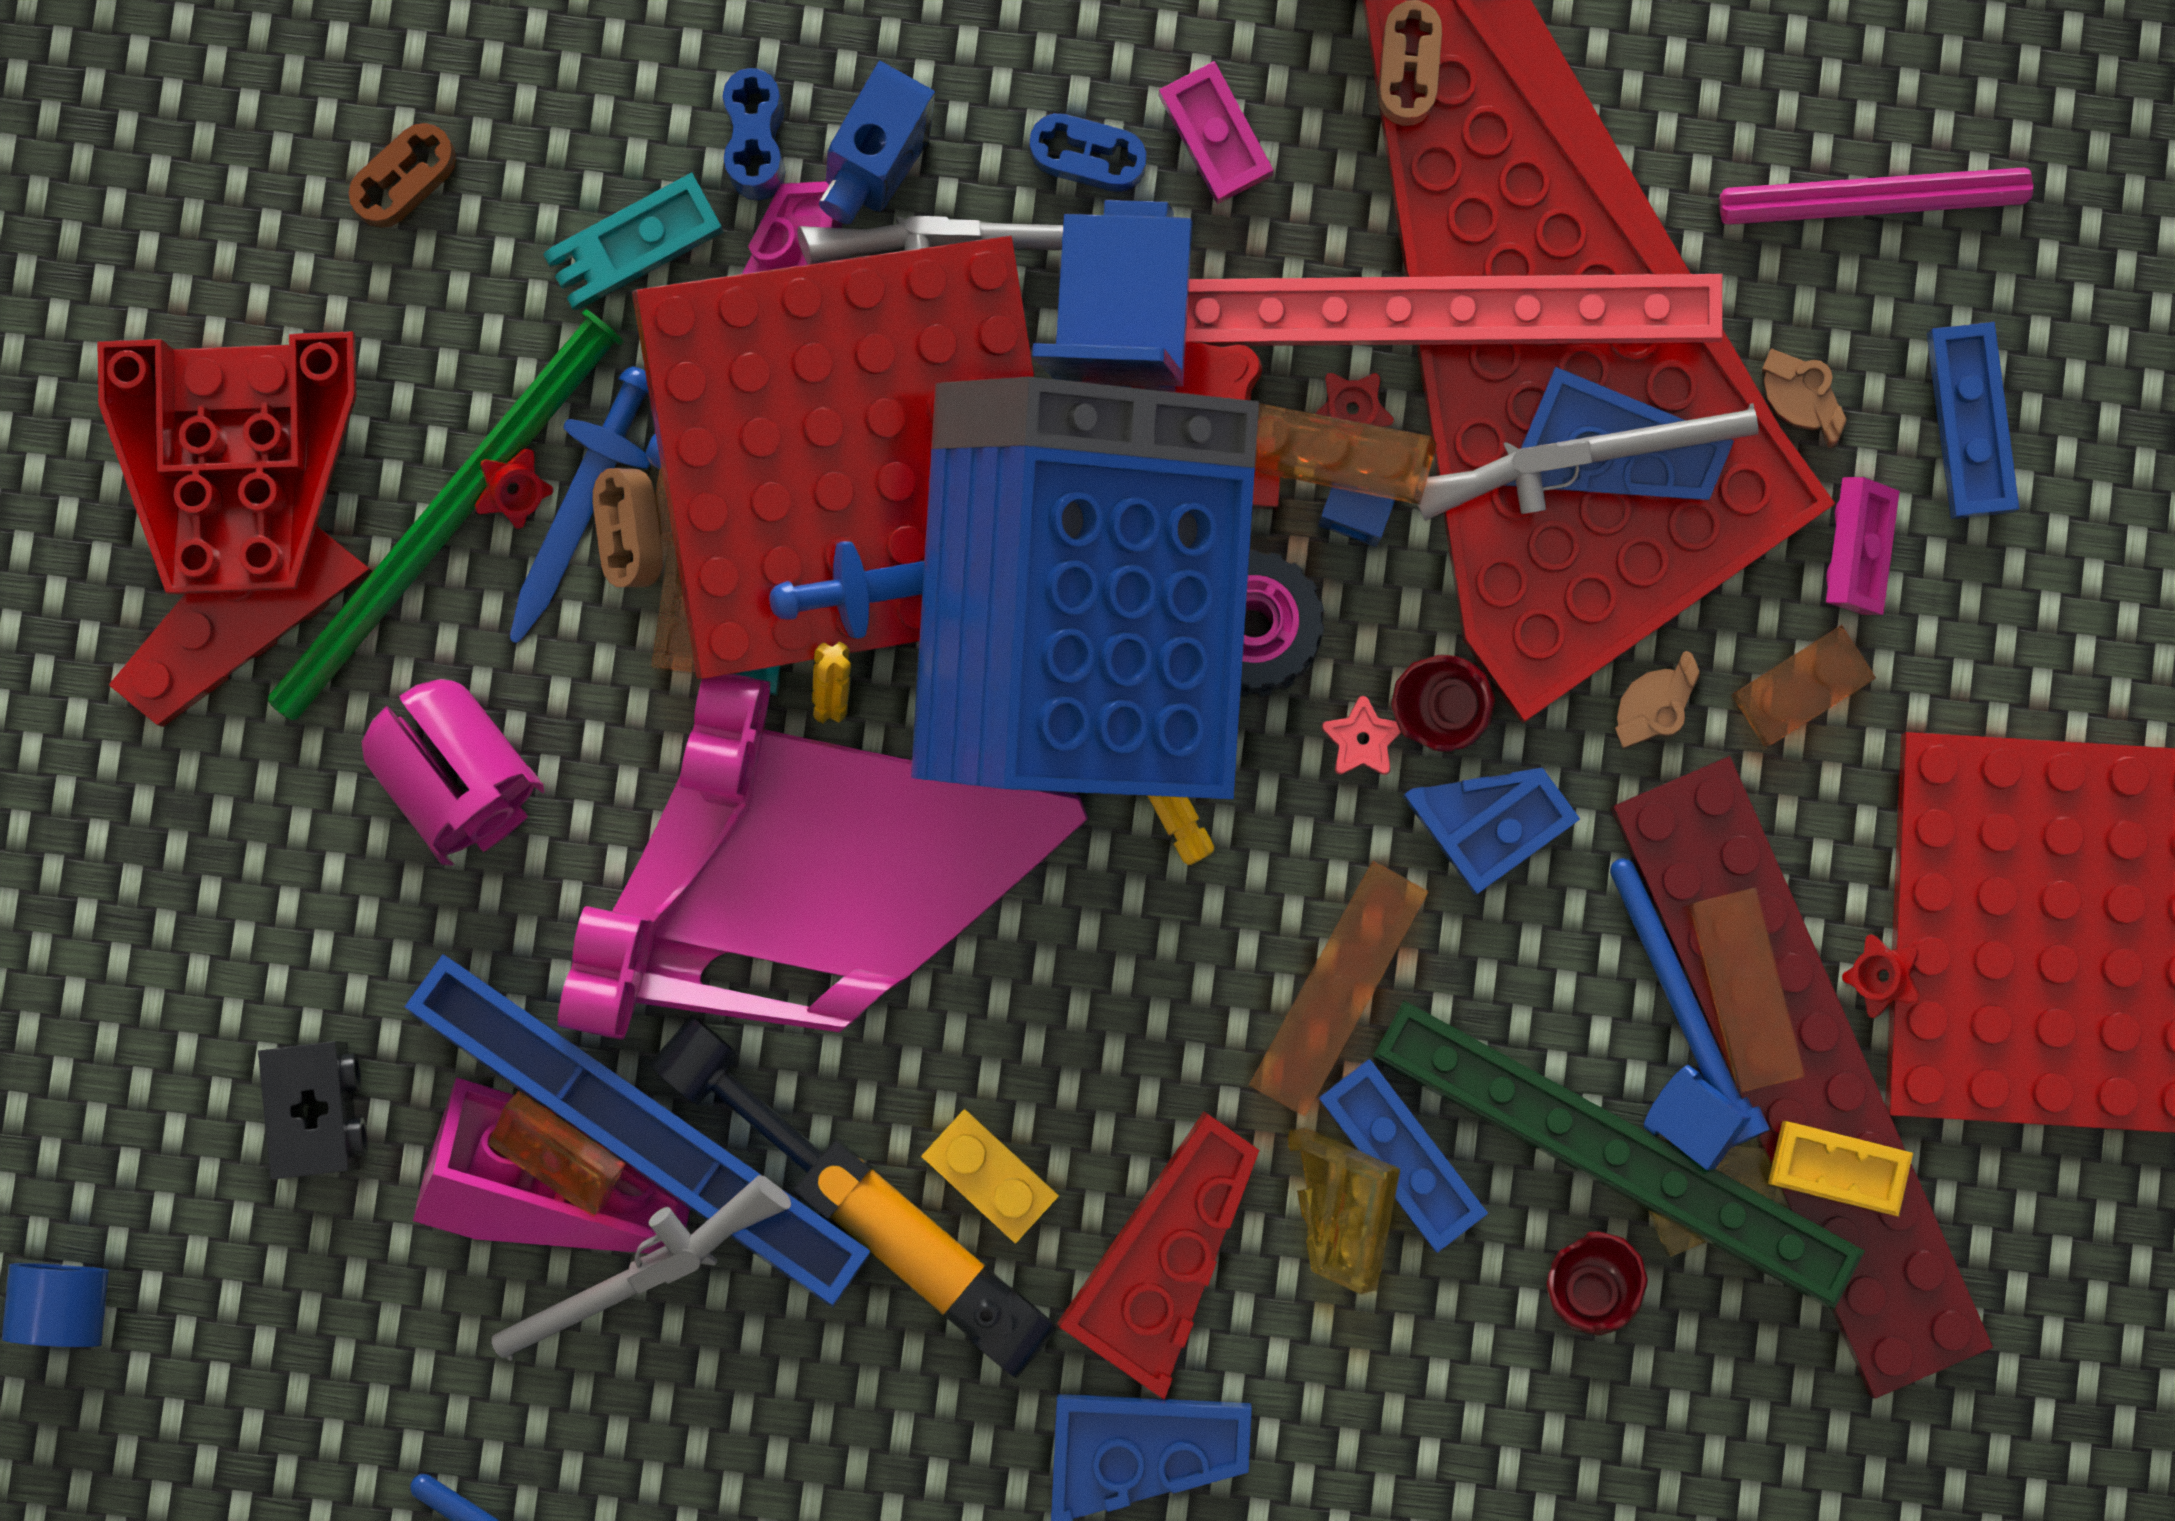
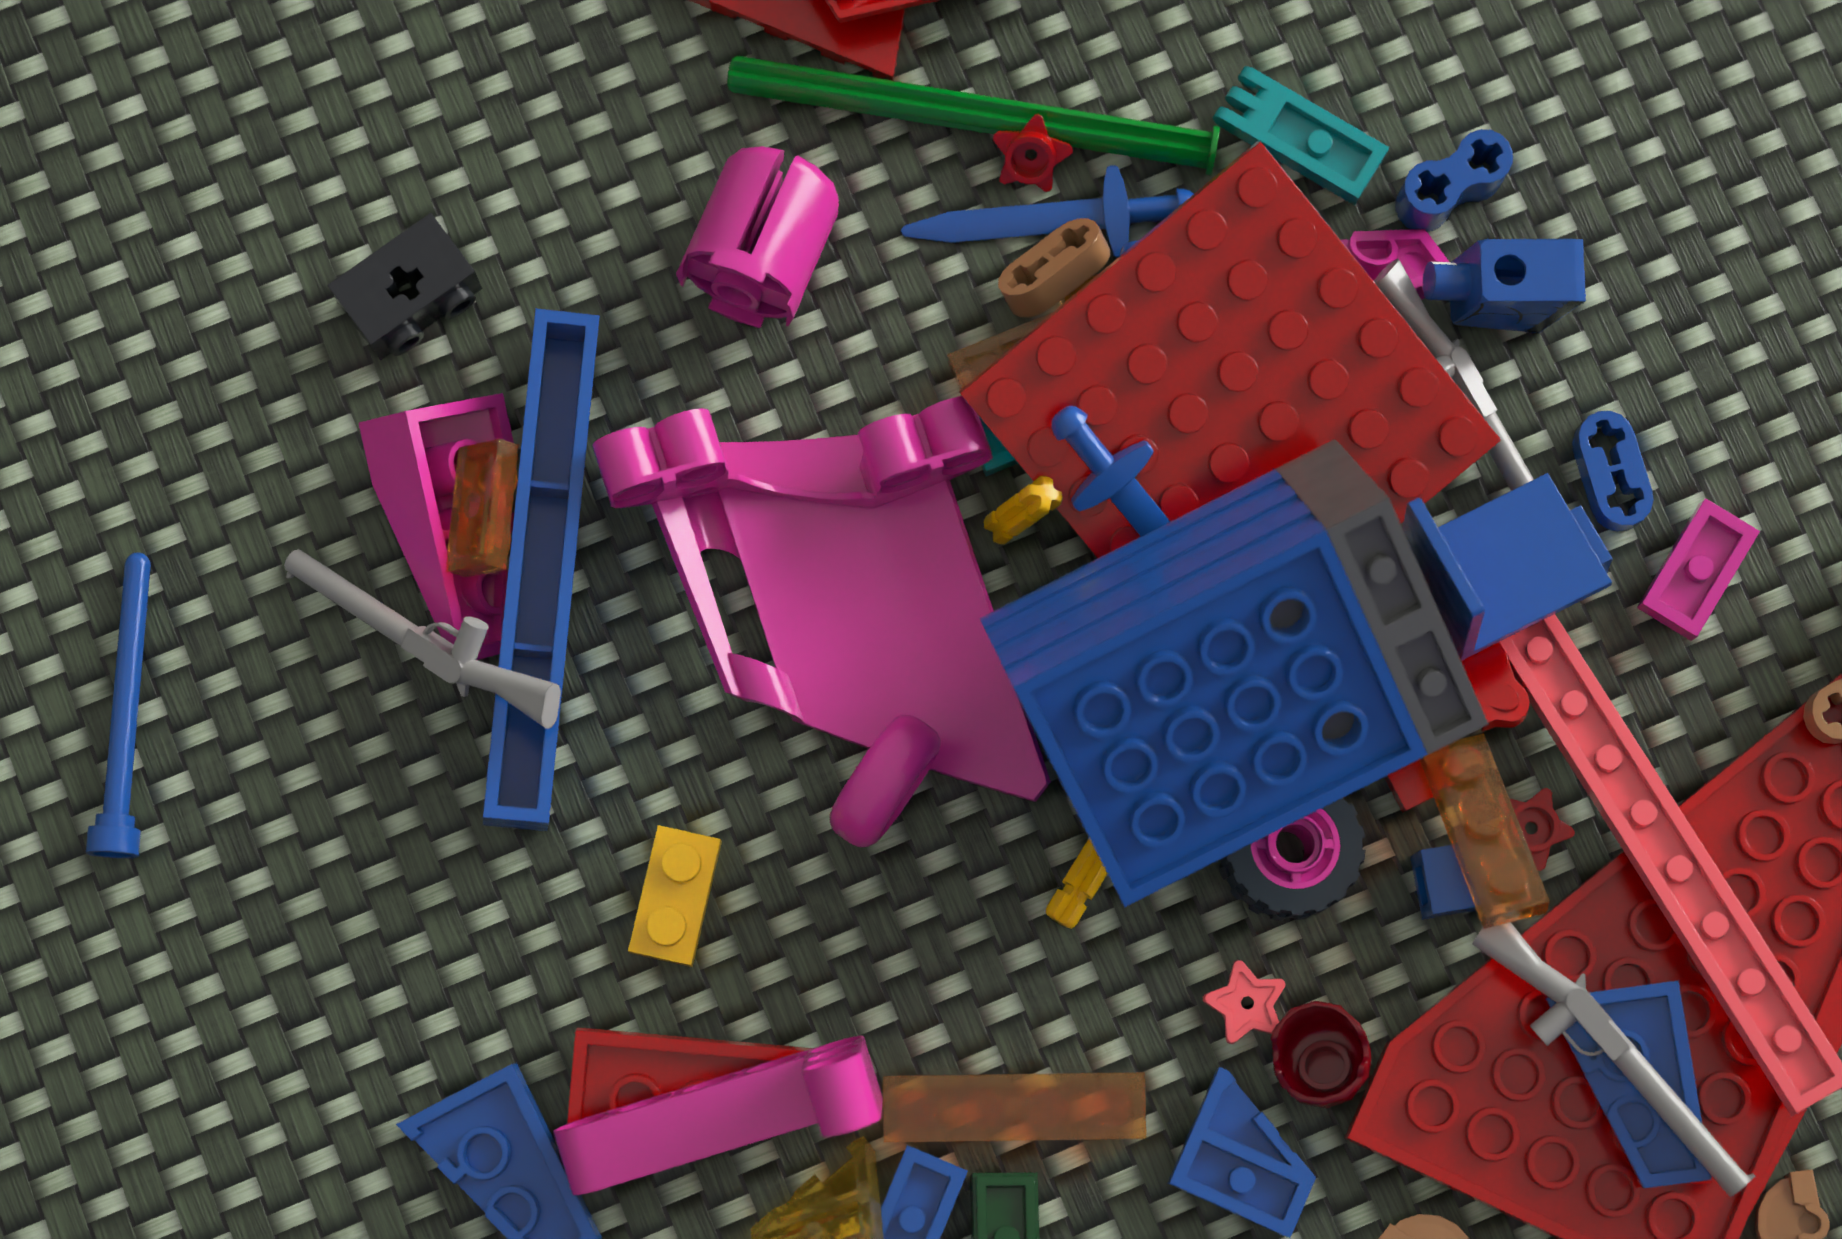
camera: 55 degrees right, 5 degrees down
(55, 1305) = (123, 171): blue piece -> none
(870, 1209) = (584, 816): black piece -> none
(999, 938) = (884, 780): none -> dark pink wheel
(1205, 1237) = (819, 1086): none -> dark pink beam

